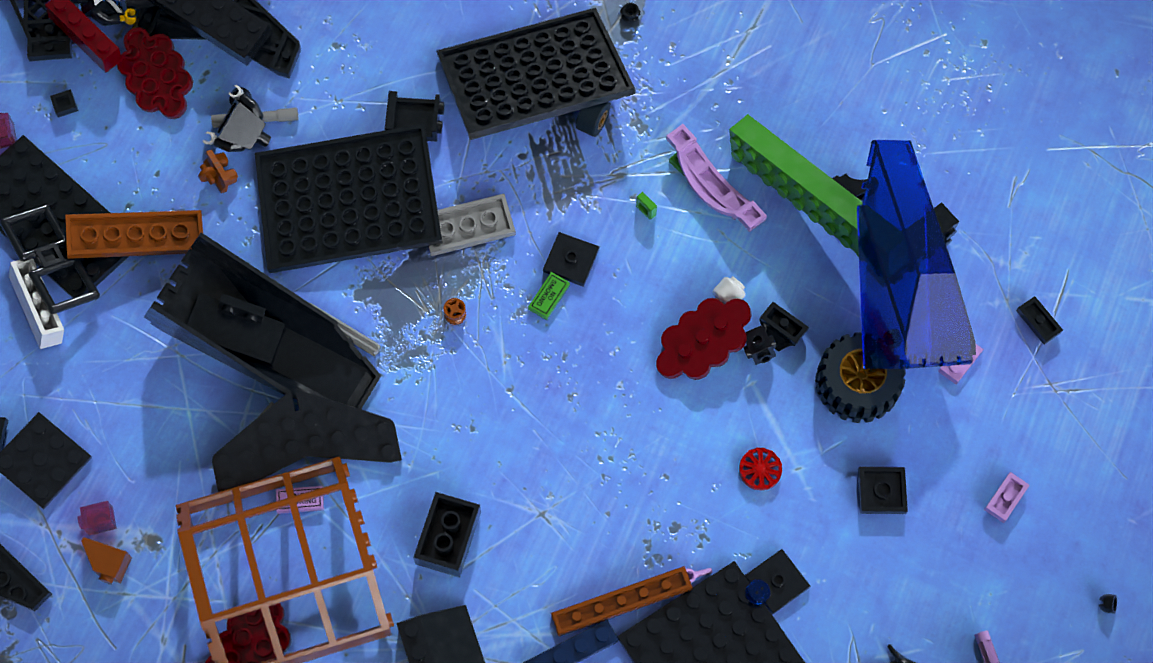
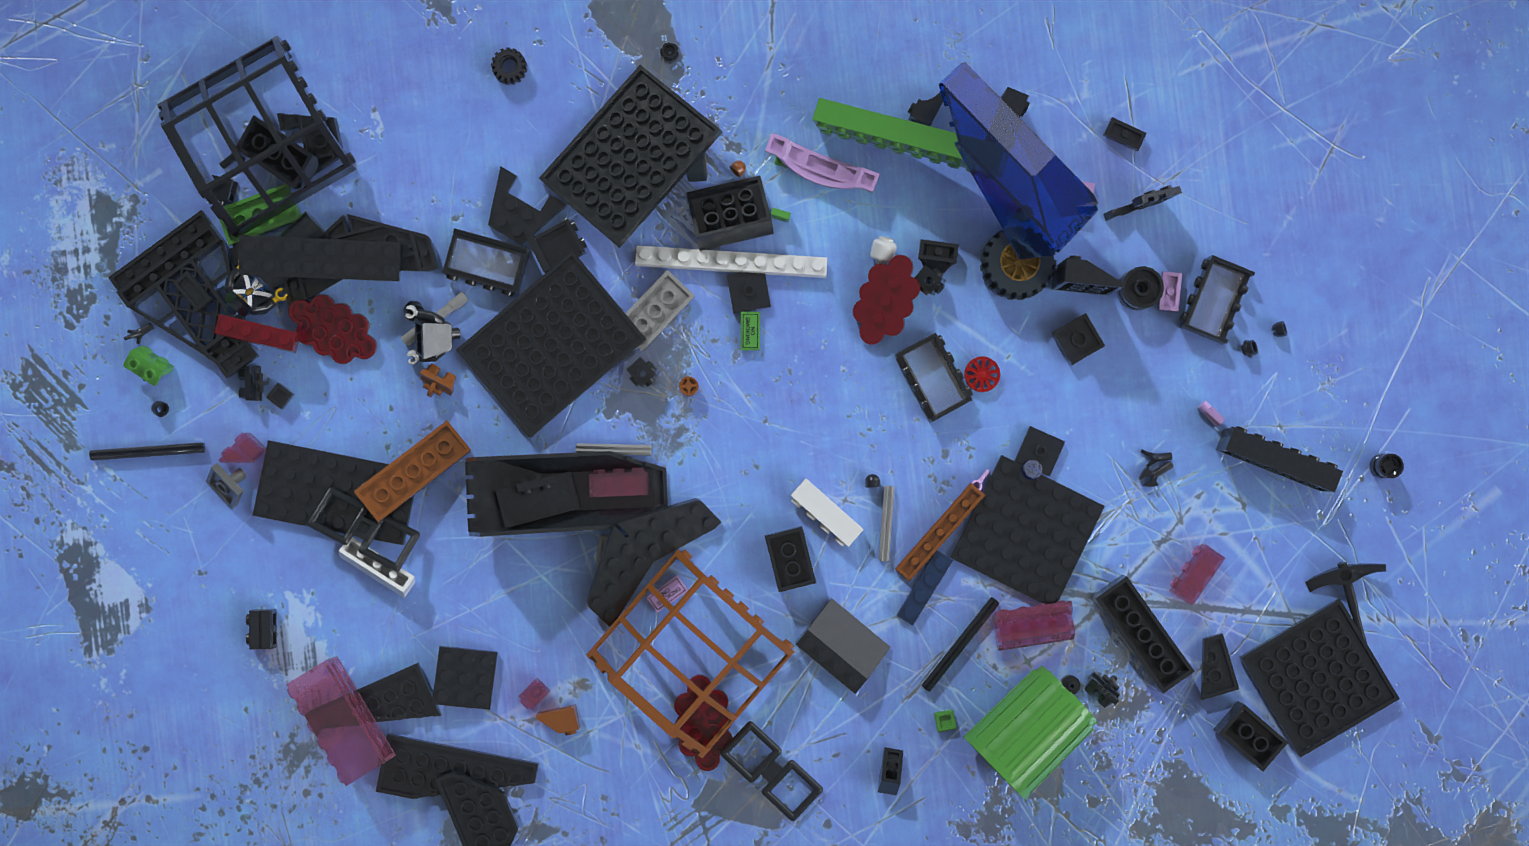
camera: 30 degrees left, 20 degrees up
(47, 78) = (253, 383): none -> black hips
(324, 360) = (618, 483): none -> clear pink brick
(337, 94) = (486, 262): none -> window
(390, 70) = (515, 216): none -> black wing
(417, 271) = (635, 370): none -> black brick
(515, 512) = (827, 512): none -> white brick
(570, 561) = (886, 523): none -> light grey axle
(572, 223) = (731, 261): none -> white plate
(581, 509) = (872, 481): none -> black hinge
(597, 178) = (730, 213): none -> black slope
(631, 144) = (738, 168): none -> dark orange hinge
(708, 441) = (934, 377): none -> clear window
(922, 423) = (1083, 277): none -> black slope
(988, 471) = (1151, 285): none -> black wheel
(1033, 389) = (1148, 199): none -> black wing
(1053, 532) = (1215, 299): none -> window
(1065, 603) = (1249, 348): none -> black plate

